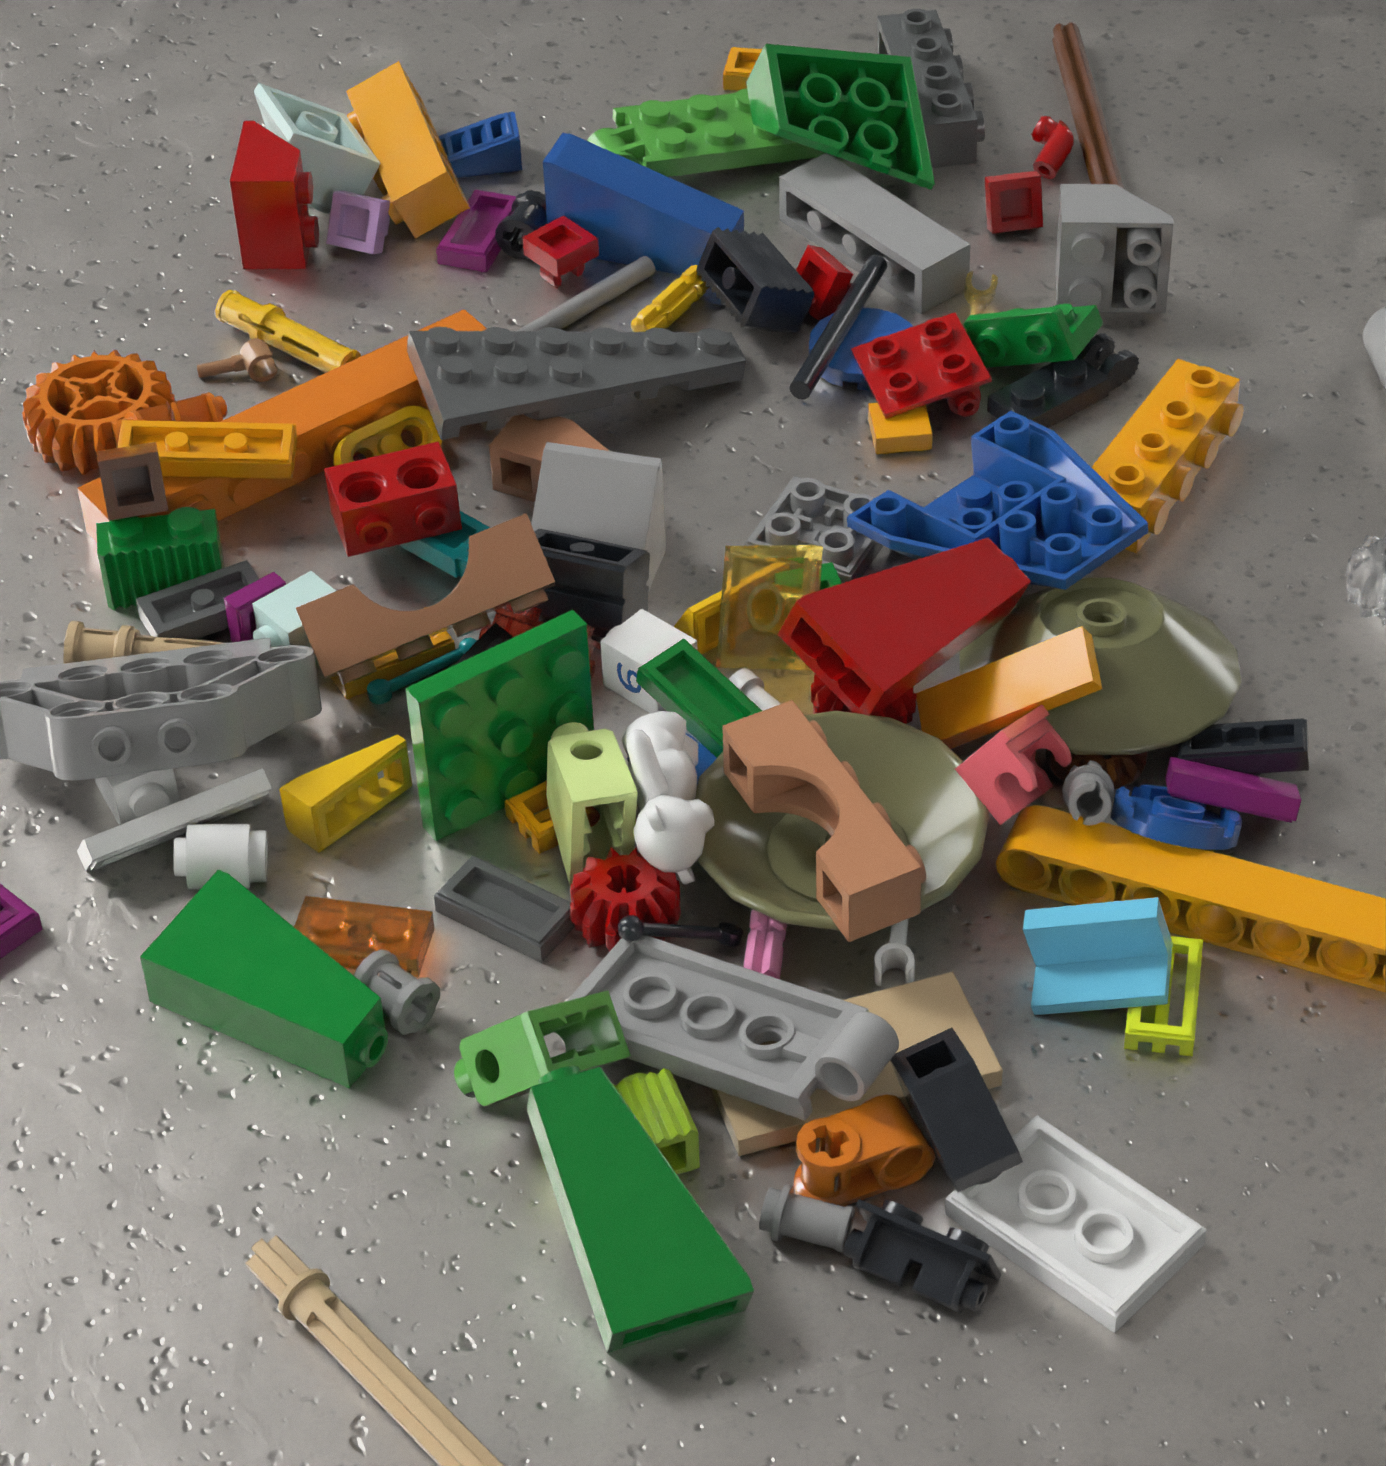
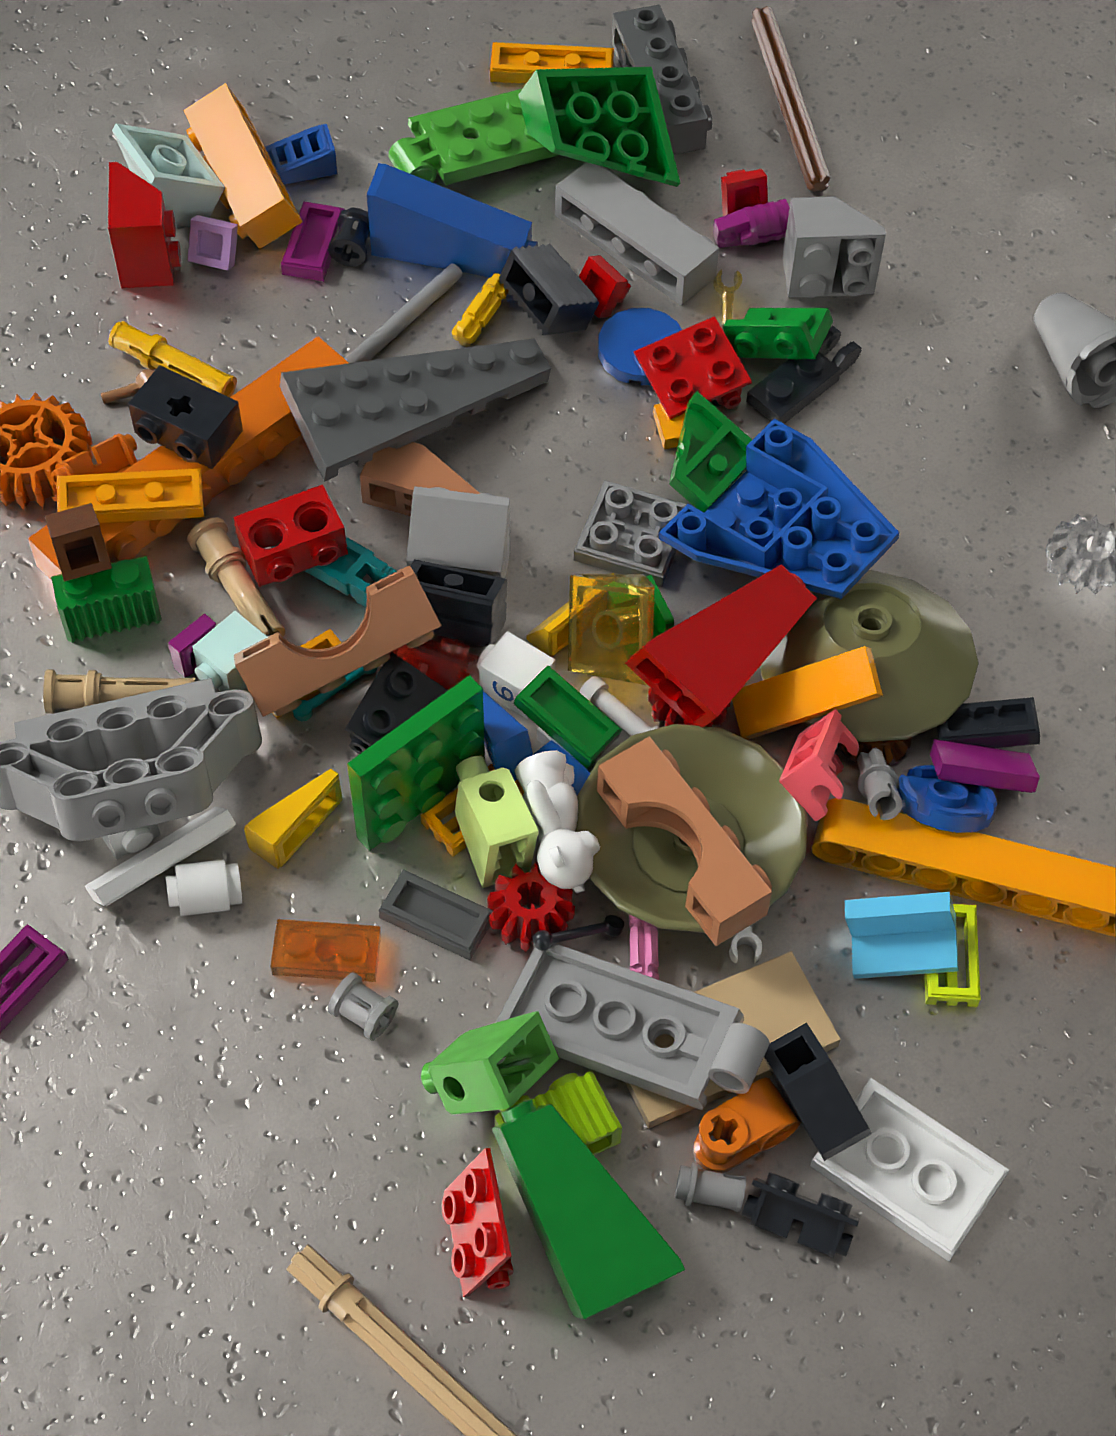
camera: 10 degrees left, 15 degrees up
(194, 606) = (143, 640): dark grey plate -> none
(264, 984) = (258, 1007): green slope -> none
(287, 371) = (185, 417): none -> black brick
(312, 533) = (227, 566): none -> tan pin
(385, 435) = (271, 474): yellow plate -> none
(497, 1231) = (478, 1227): none -> red hinge
(560, 249) = (385, 263): red tile -> none
(615, 704) = (504, 737): none -> blue slope
(838, 327) = (621, 332): black bar -> none
(927, 450) = (707, 454): none -> green wing
(1016, 233) = (752, 225): none -> magenta hinge
(1057, 142) = (770, 131): red arm -> none
(1170, 441) = (896, 432): light orange brick -> none

